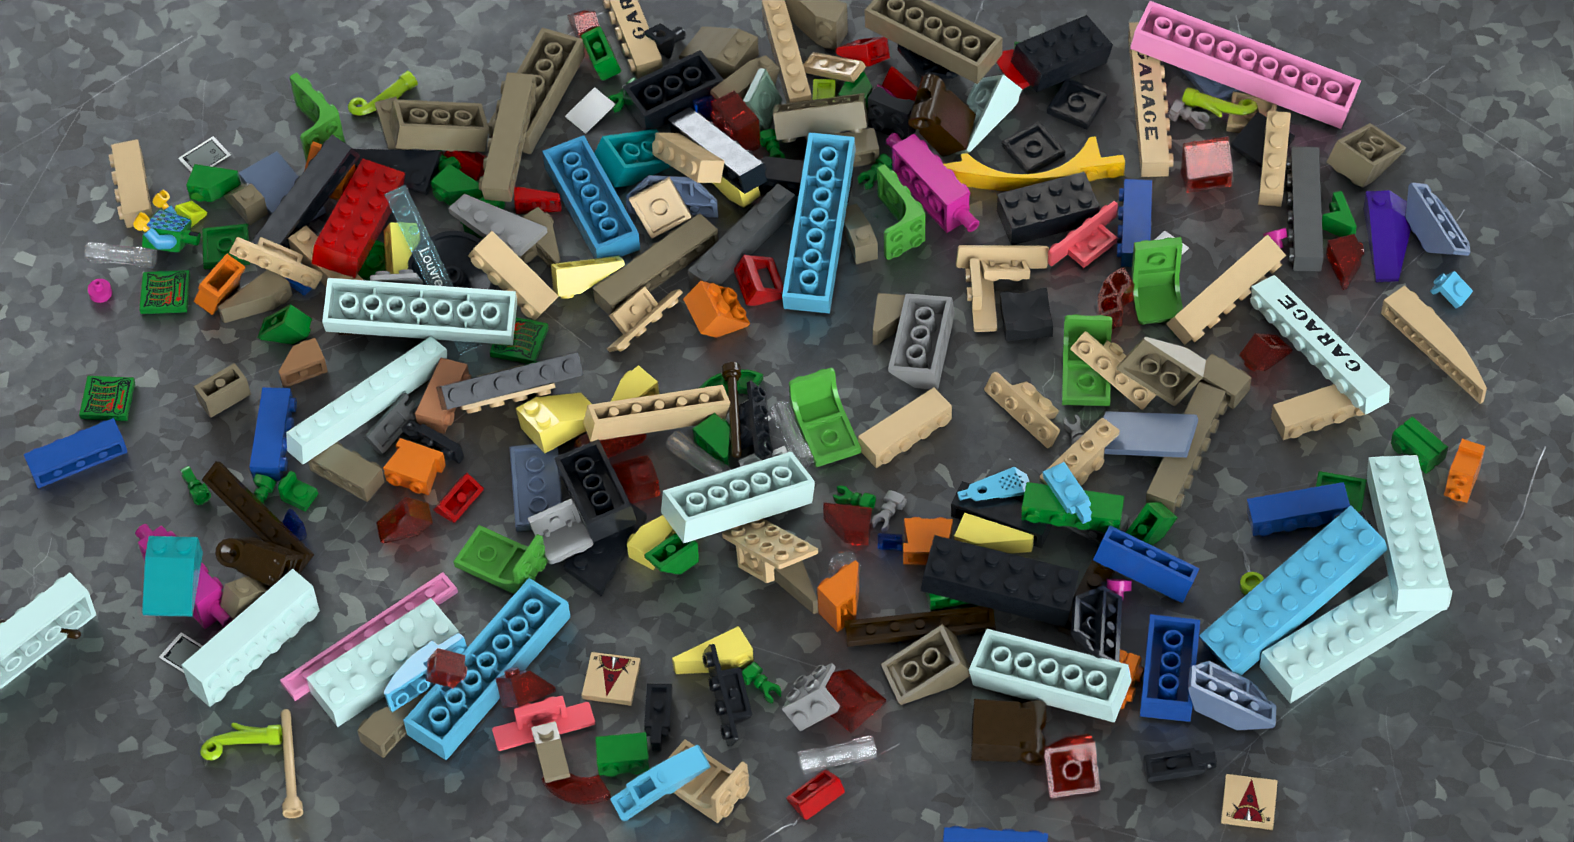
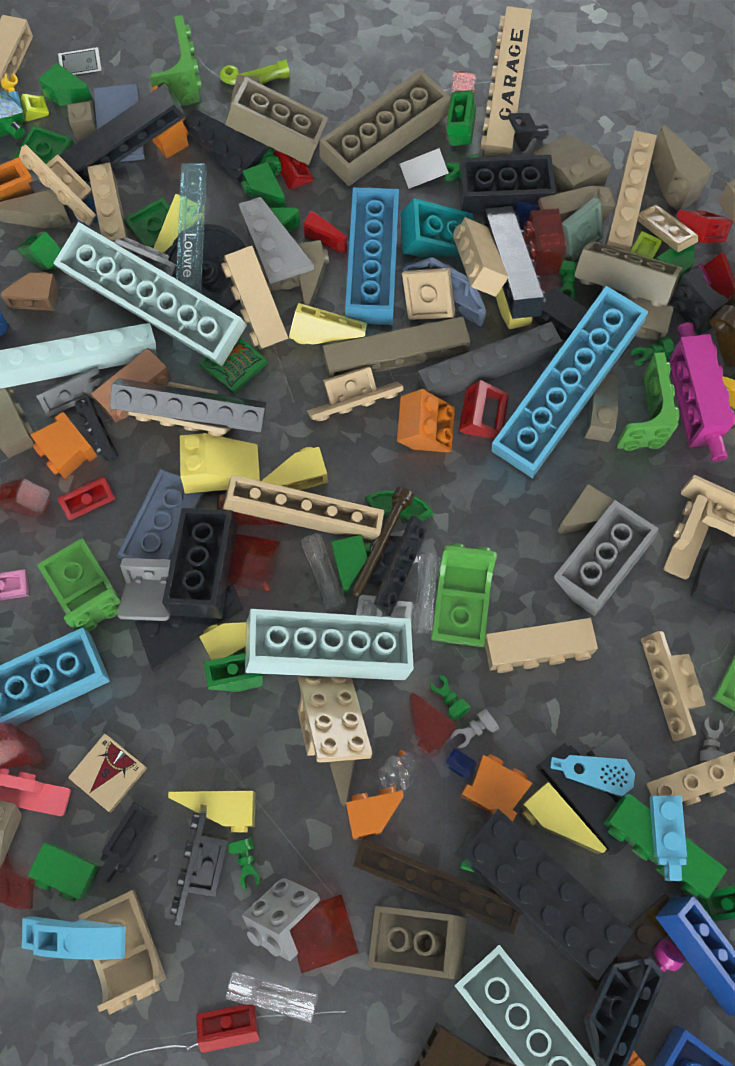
camera: 25 degrees right, 15 degrees up
(357, 219) = (150, 177): red brick -> none
(508, 137) = (328, 159): dark tan brick -> none

